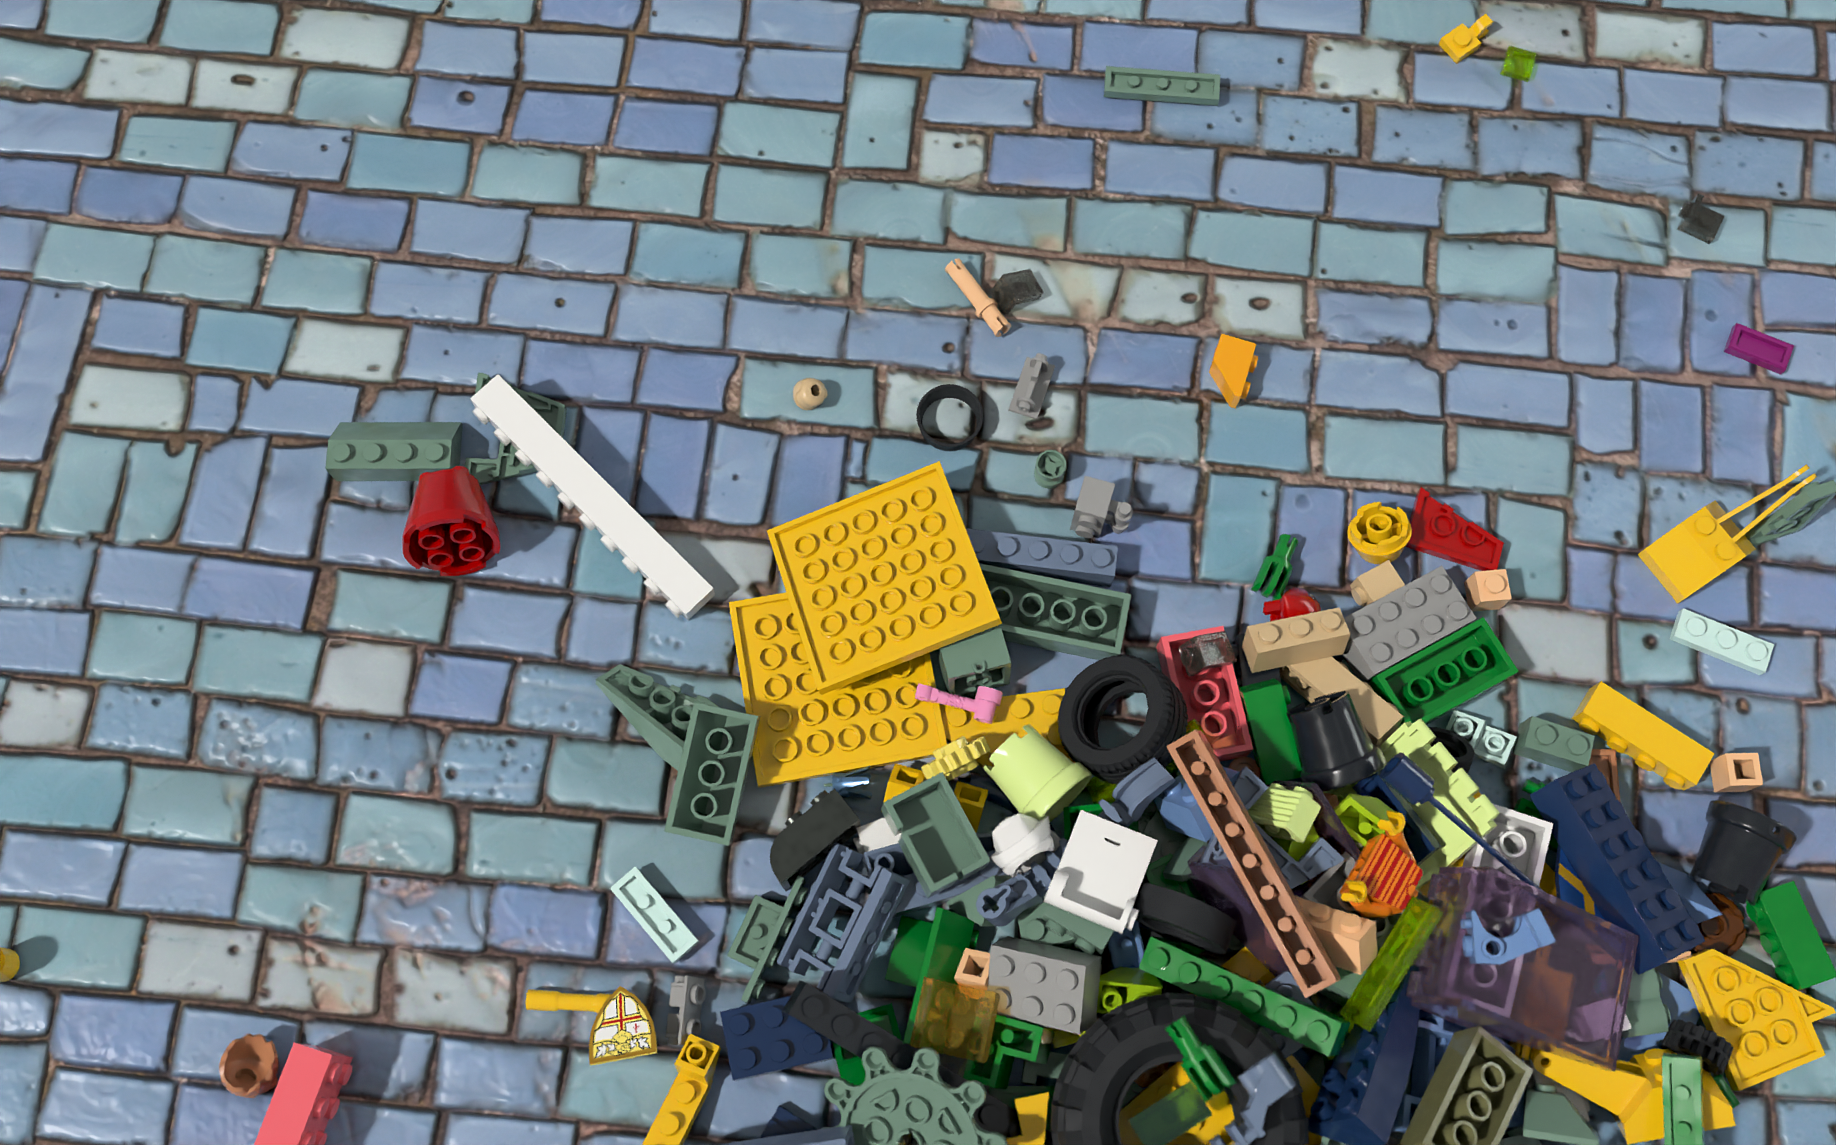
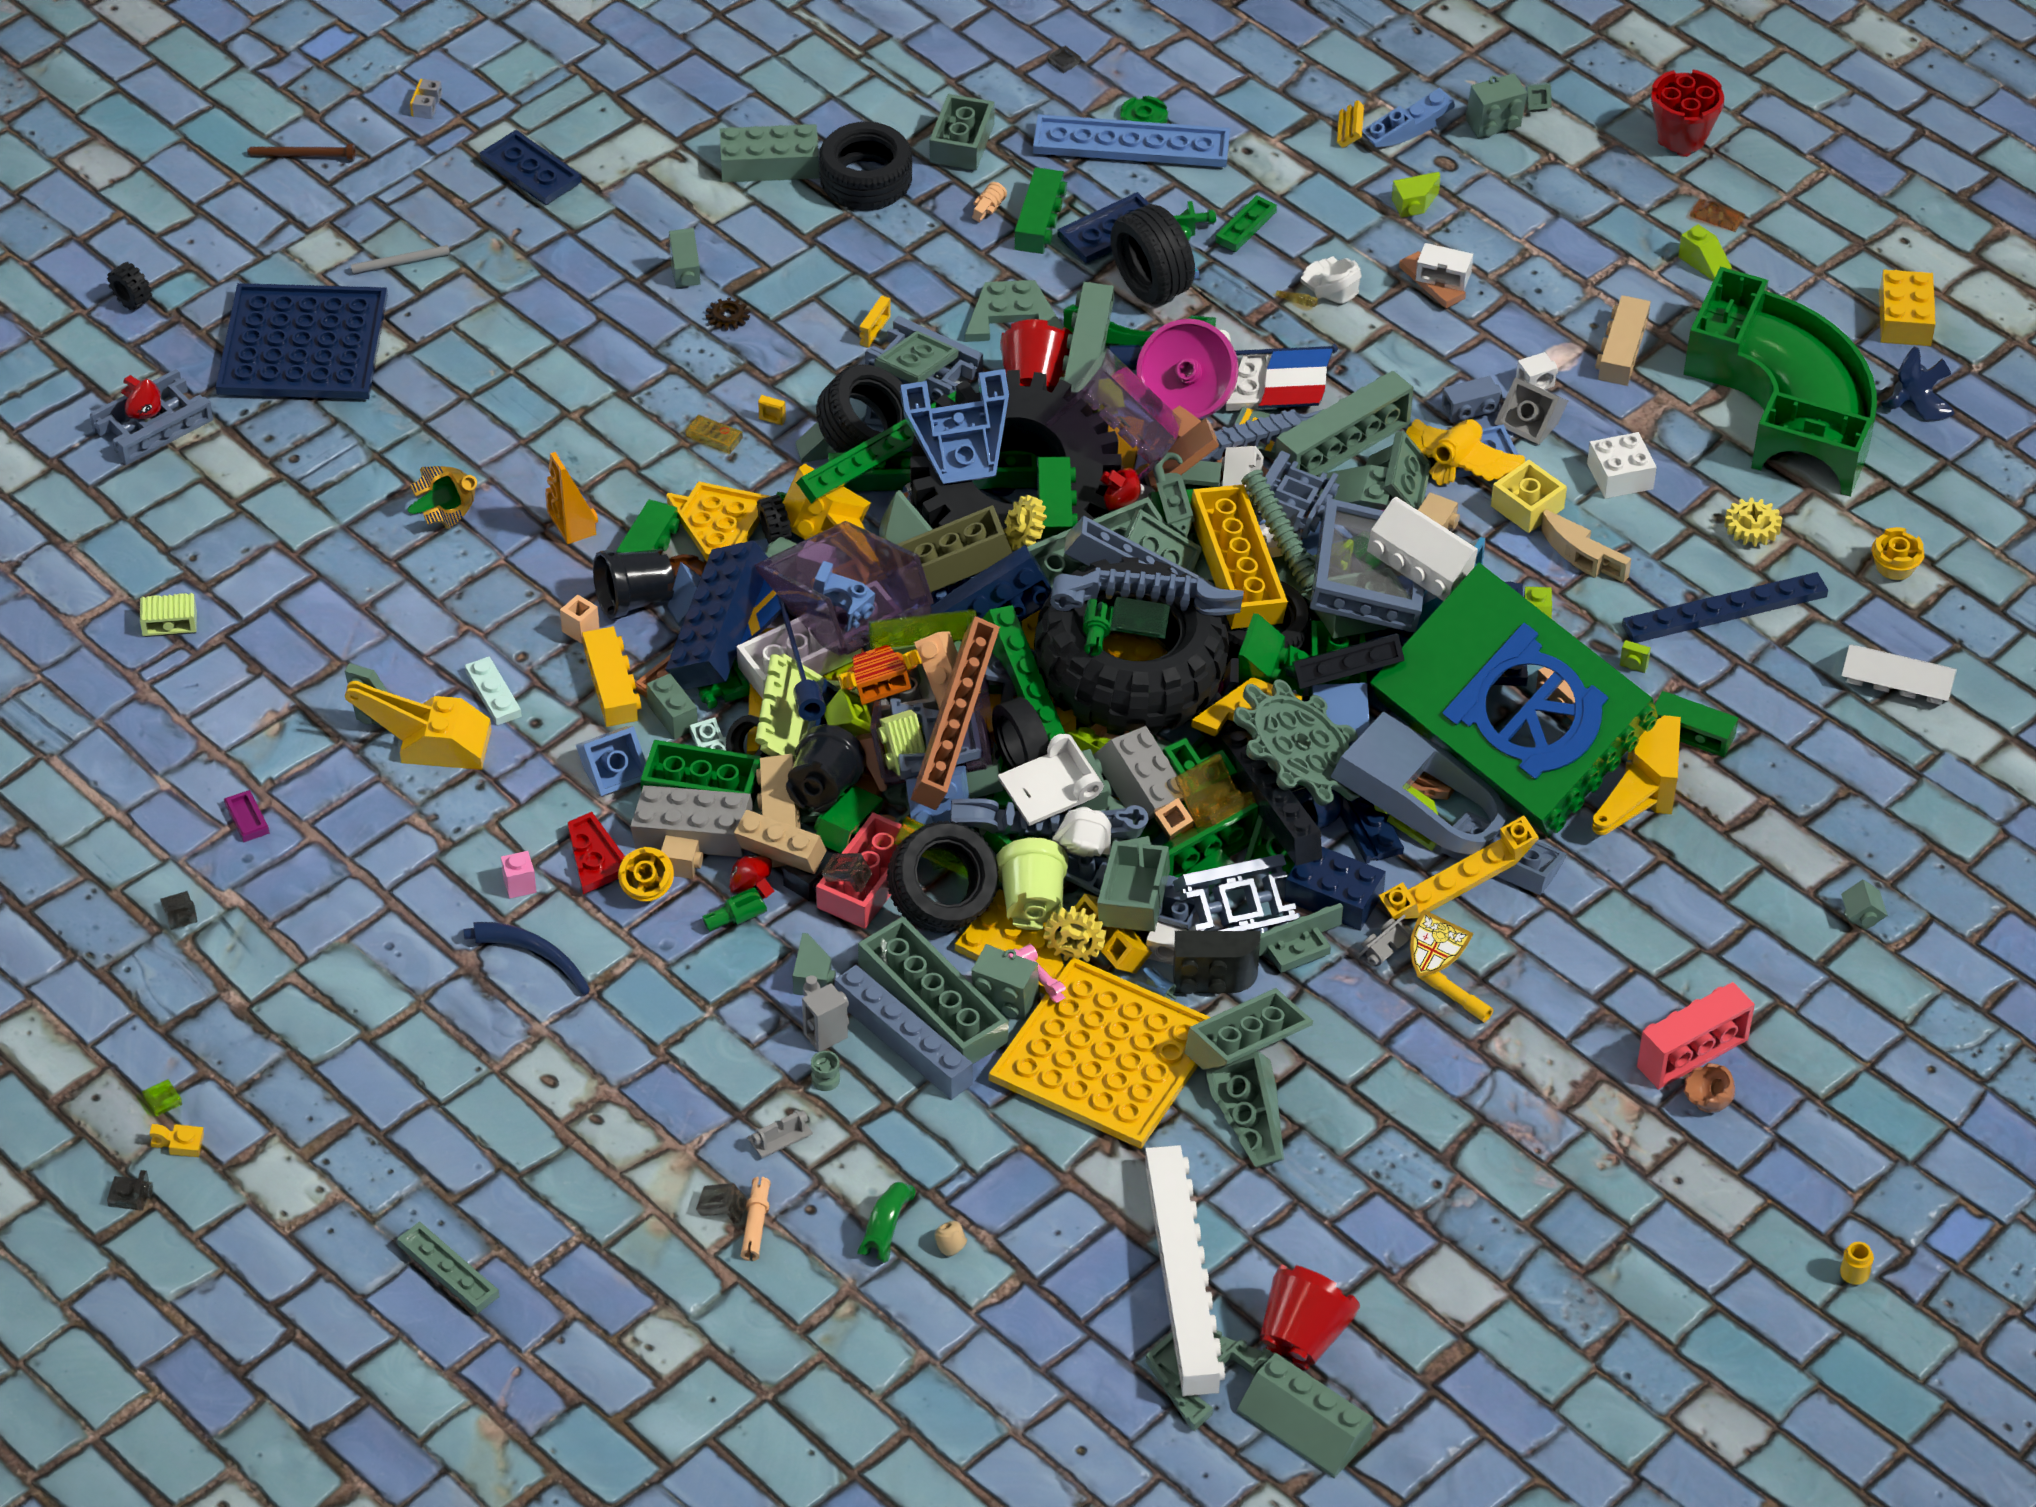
camera: 140 degrees left, 25 degrees down
(654, 915) = (1360, 1003): light aqua plate -> none
(869, 356) = (884, 1219): none -> green piece
(882, 578) = (1020, 1061): yellow plate -> none
(949, 391) = (862, 1130): black tyre -> none
(1156, 561) = (811, 961): none -> sand green slope
(1230, 367) = (623, 1043): light orange slope -> none
(1419, 405) = (507, 934): none -> dark blue animal
(1484, 457) = (518, 874): none -> bright pink brick
(1487, 590) = (611, 805): light nougat brick -> none
(1542, 642) = (613, 760): none -> medium blue slope

